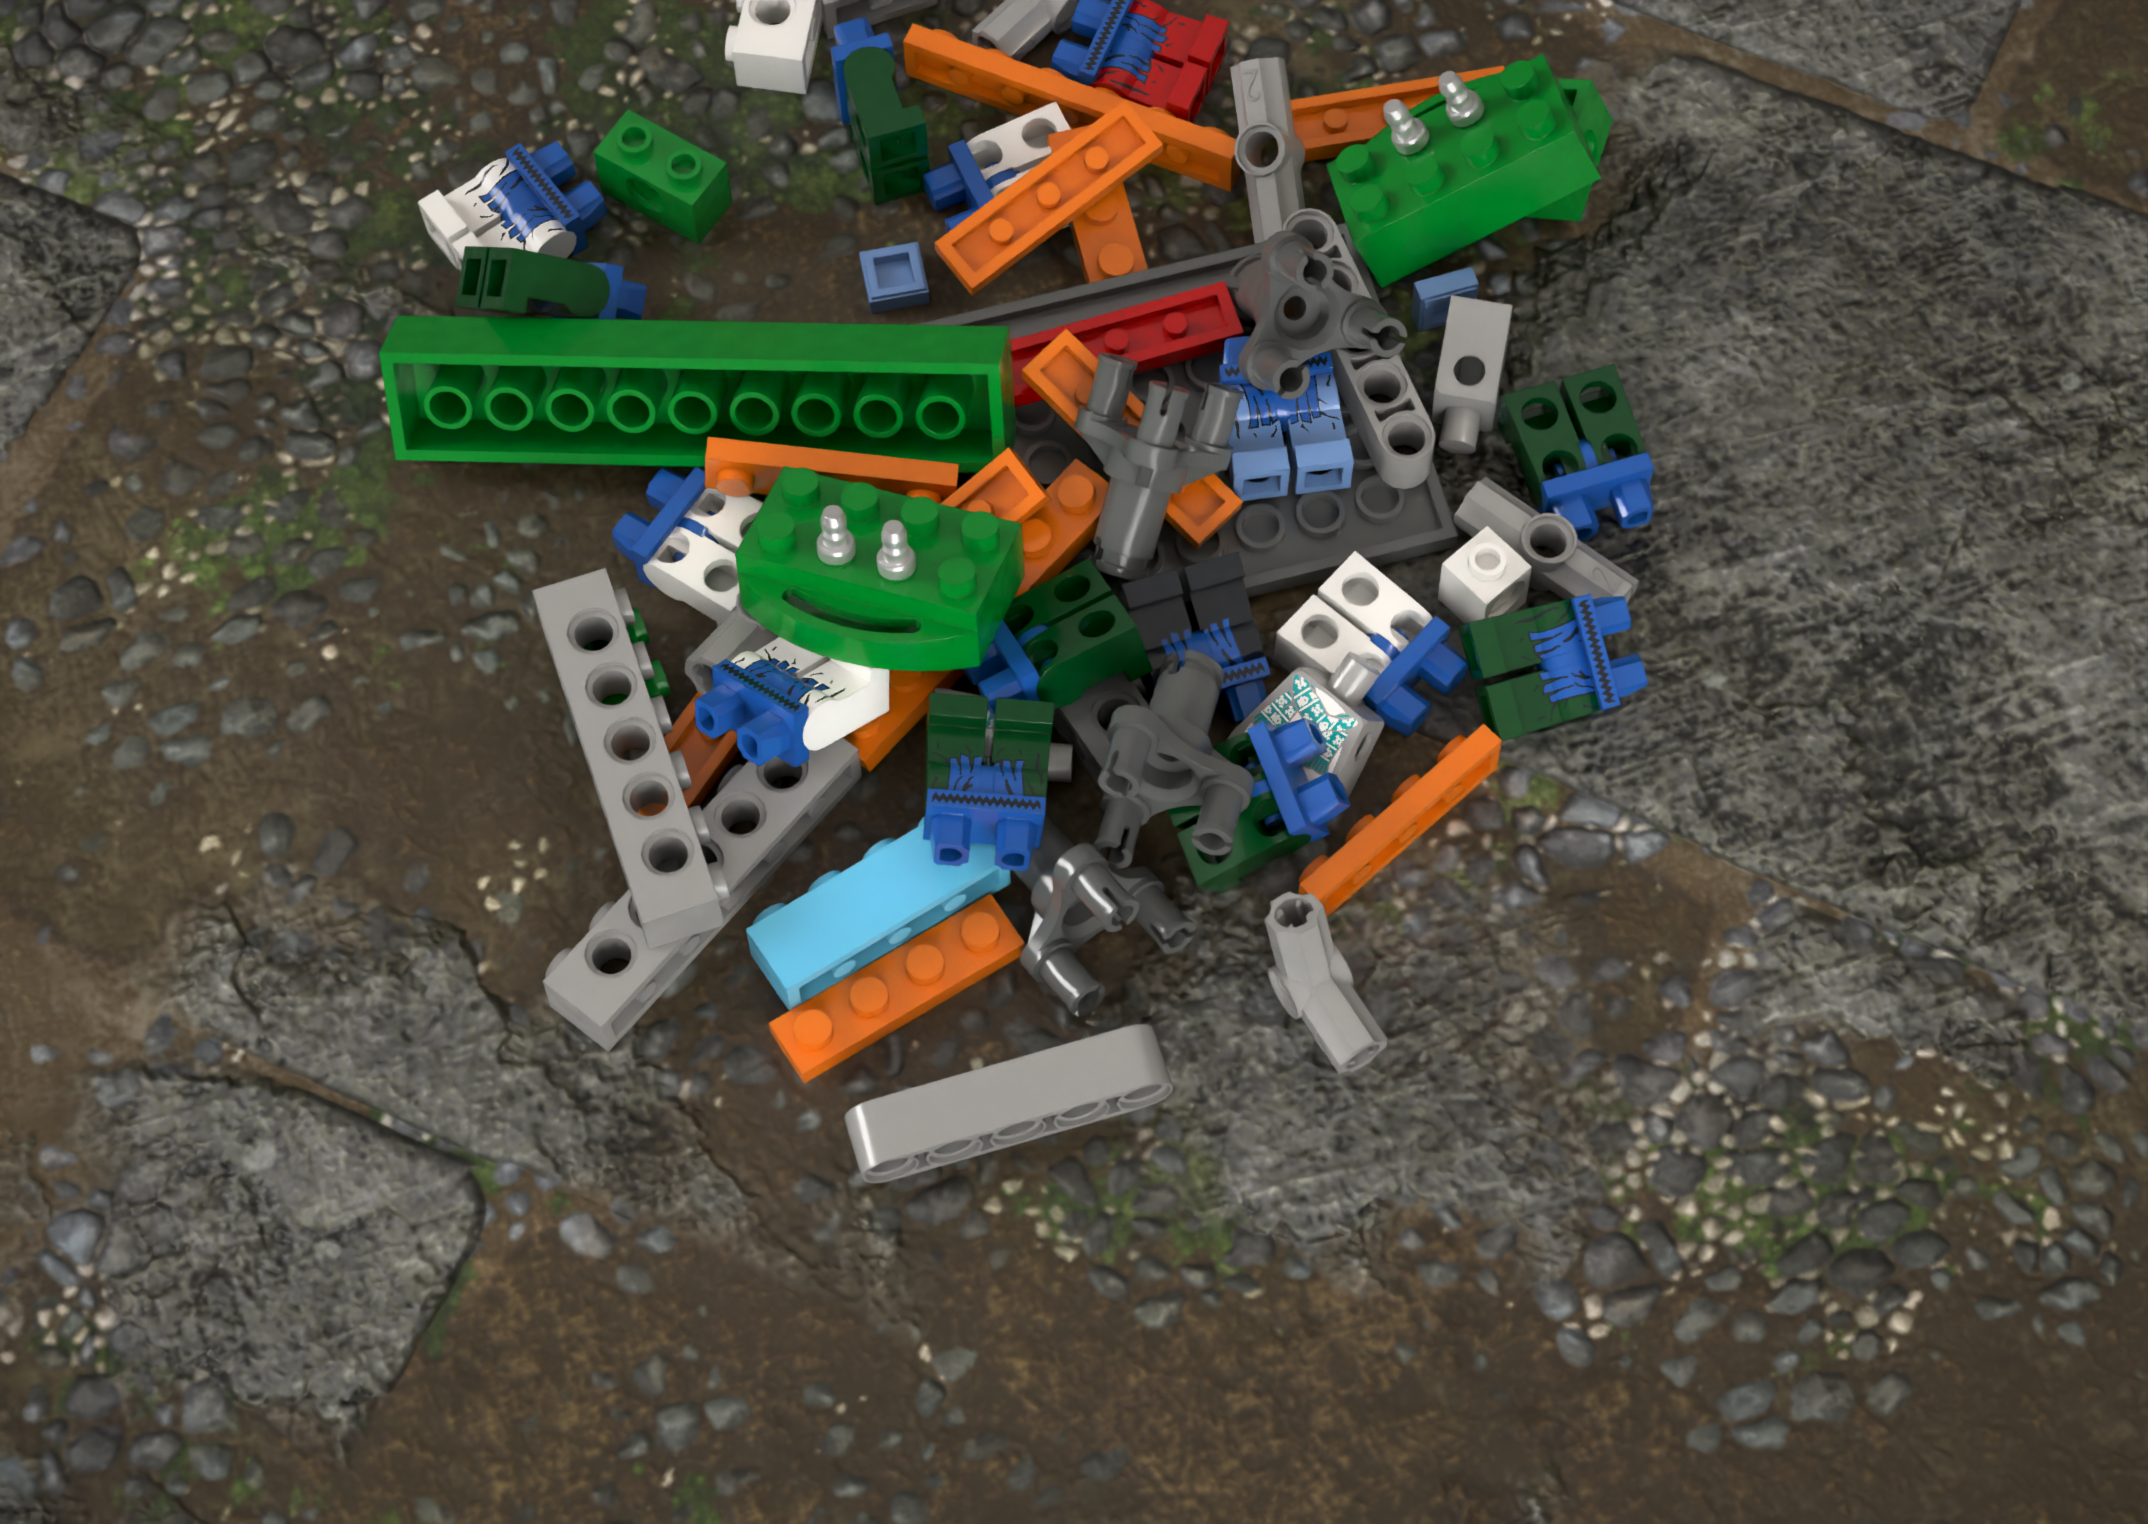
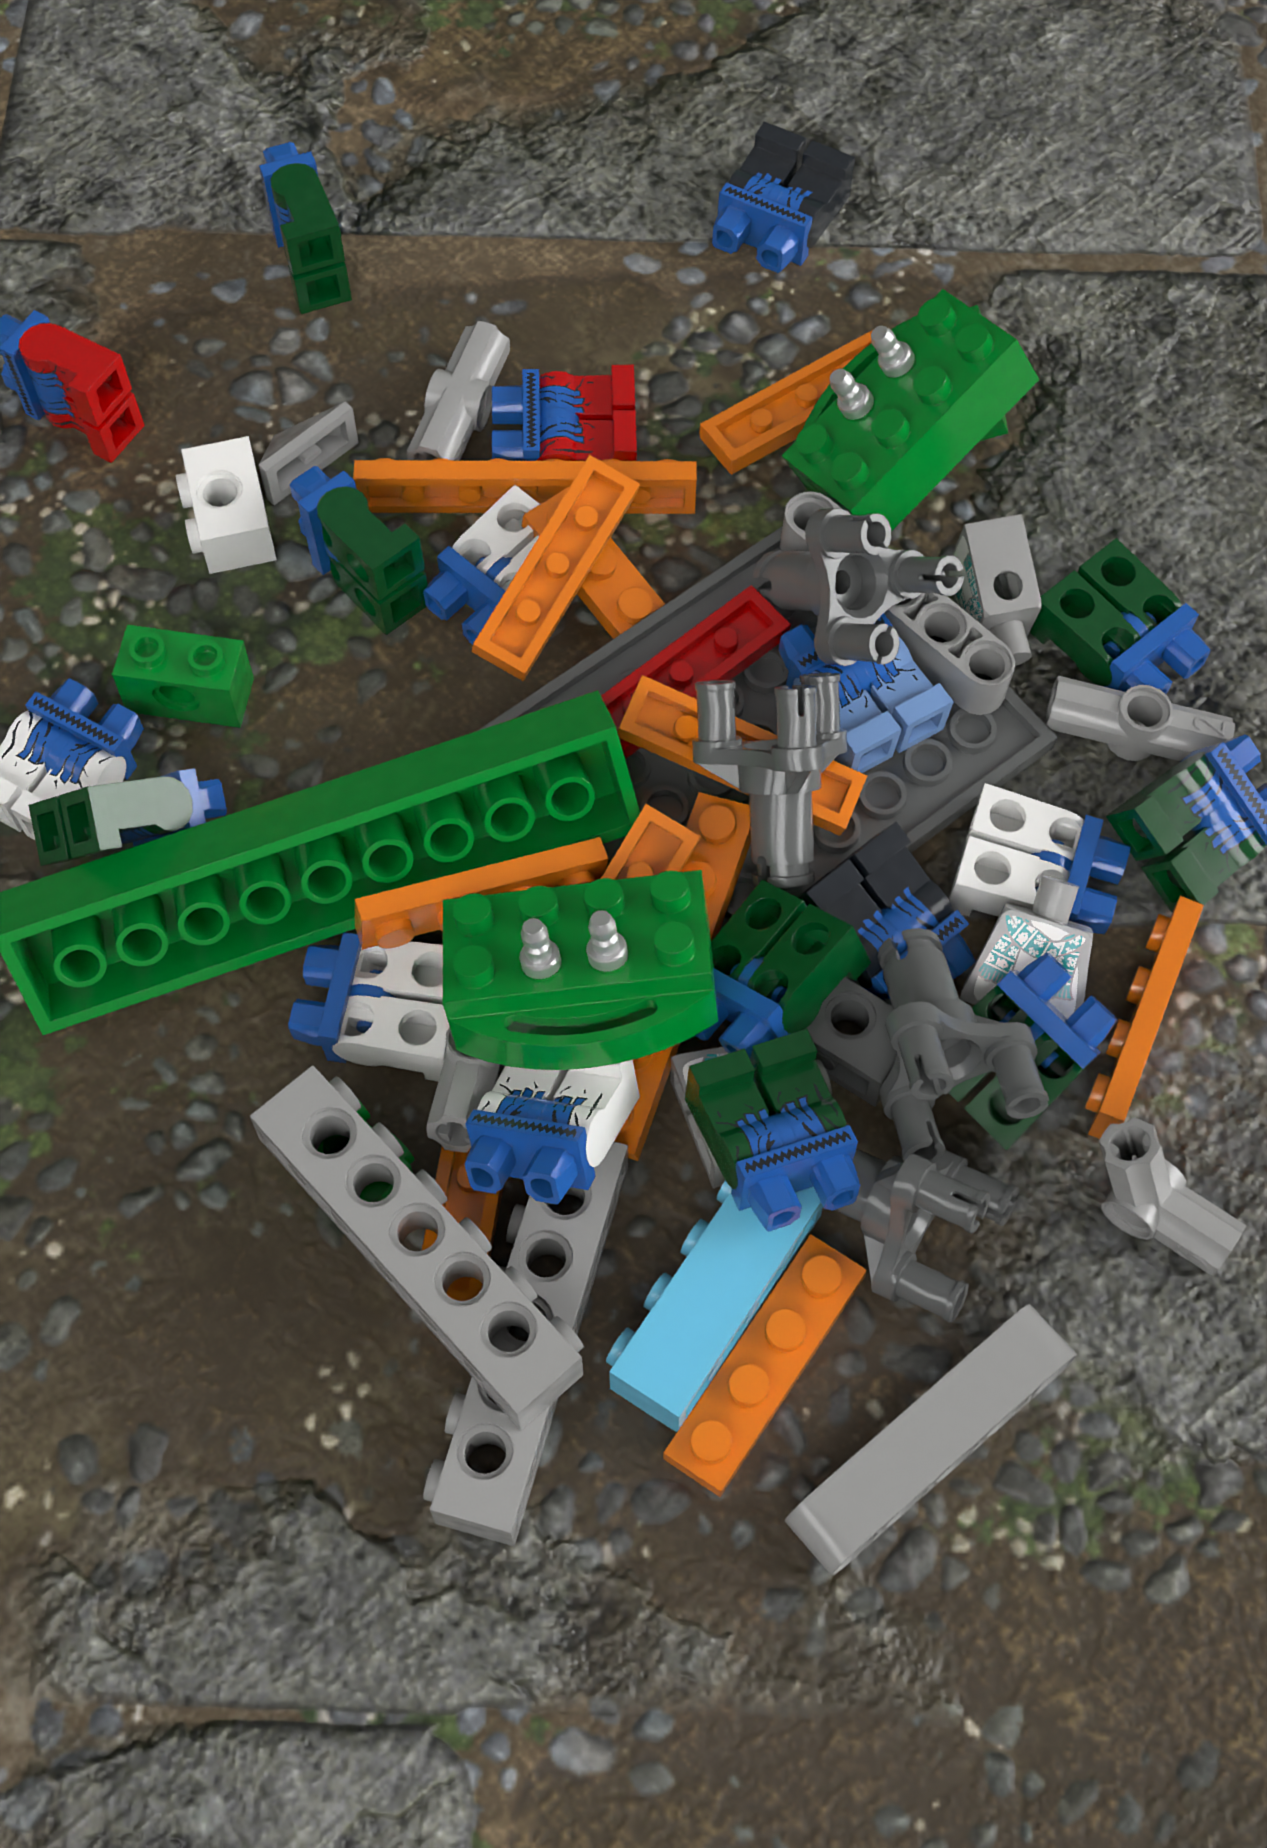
camera: 25 degrees left, 0 degrees up
(894, 277) = (436, 692): medium blue tile -> none
(1266, 114) = (708, 431): light grey piece -> none
(1433, 297) = (938, 531): medium blue tile -> none
(1484, 579) = (1102, 768): white brick -> none

